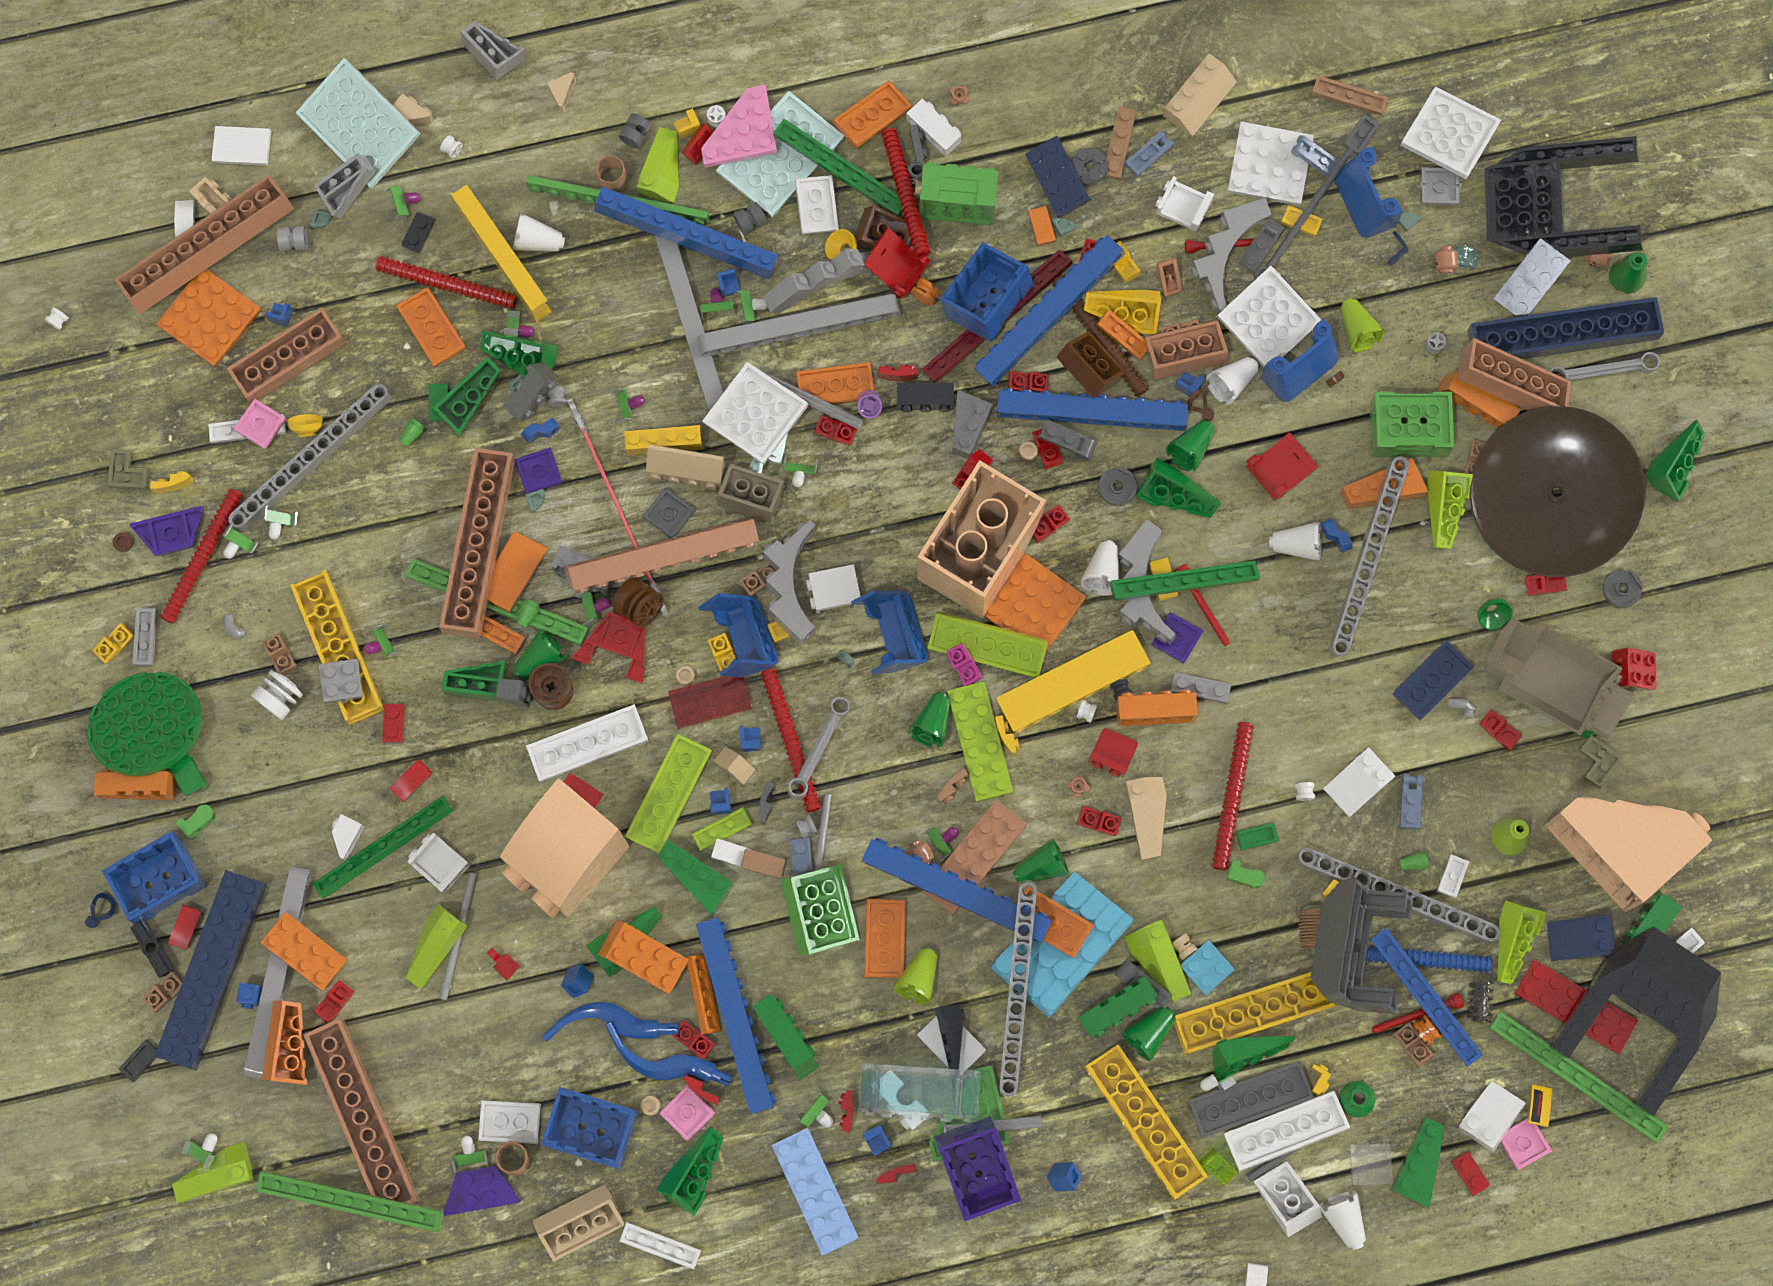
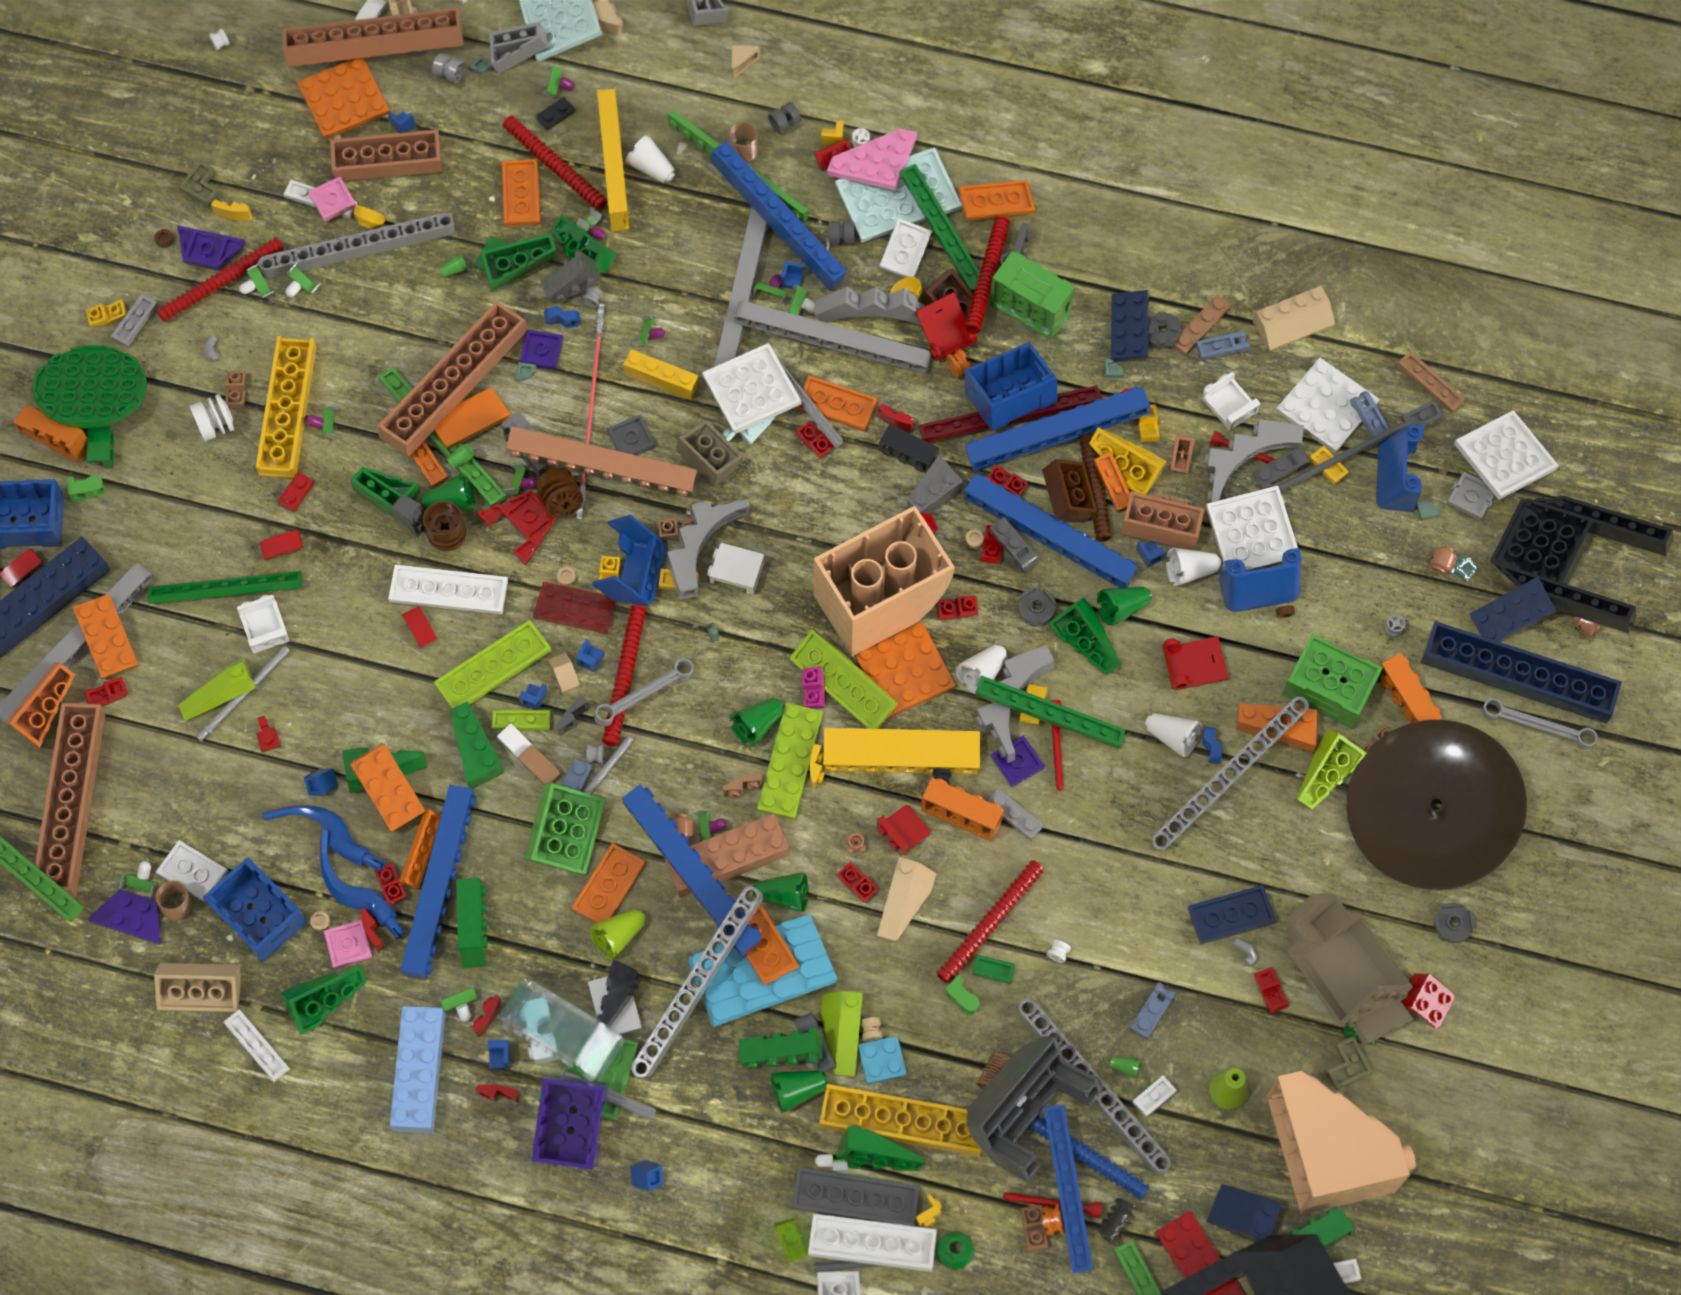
camera: 25 degrees right, 10 degrees down
(249, 995) = (37, 649): blue brick -> none
(340, 681) = (271, 432): light grey plate -> none
(346, 834) = (199, 562): white slope -> none
(451, 147) = (623, 59): white wheel -> none
(562, 850) = (367, 658): light nougat slope -> none
(660, 172) = (788, 159): lime wedge -> none
(685, 467) = (665, 403): tan slope -> none
(798, 477) = (761, 461): piece -> none
(869, 404) = (855, 430): medium lavender wheel -> none
(898, 627) = (774, 629): blue windscreen -> none
(934, 127) = (1044, 235): white brick -> none
(959, 90) = (1081, 215): nougat plate -> none
(1041, 226) = (1093, 360): orange tile -> none
(1086, 711) = (899, 782): white wheel -> none
(1146, 1122) = (748, 1167): yellow tile -> none
(1207, 414) = (1152, 585): reddish brown piece -> none
(1359, 782) = (1113, 968): white slope -> none
(1360, 326) = (1332, 578): lime cone -> none
(1403, 251) = (1397, 536): dark blue piece -> none
(1498, 617) = (1312, 886): green piece -> none
(1511, 377) = (1445, 683): nougat brick -> none
(1517, 929) = (1187, 1177): lime wedge -> none
(1544, 585) = (1382, 884): red slope -> none
(1629, 273) = (1609, 651): green cone -> none
(1672, 466) = (1562, 838): green wedge -> none

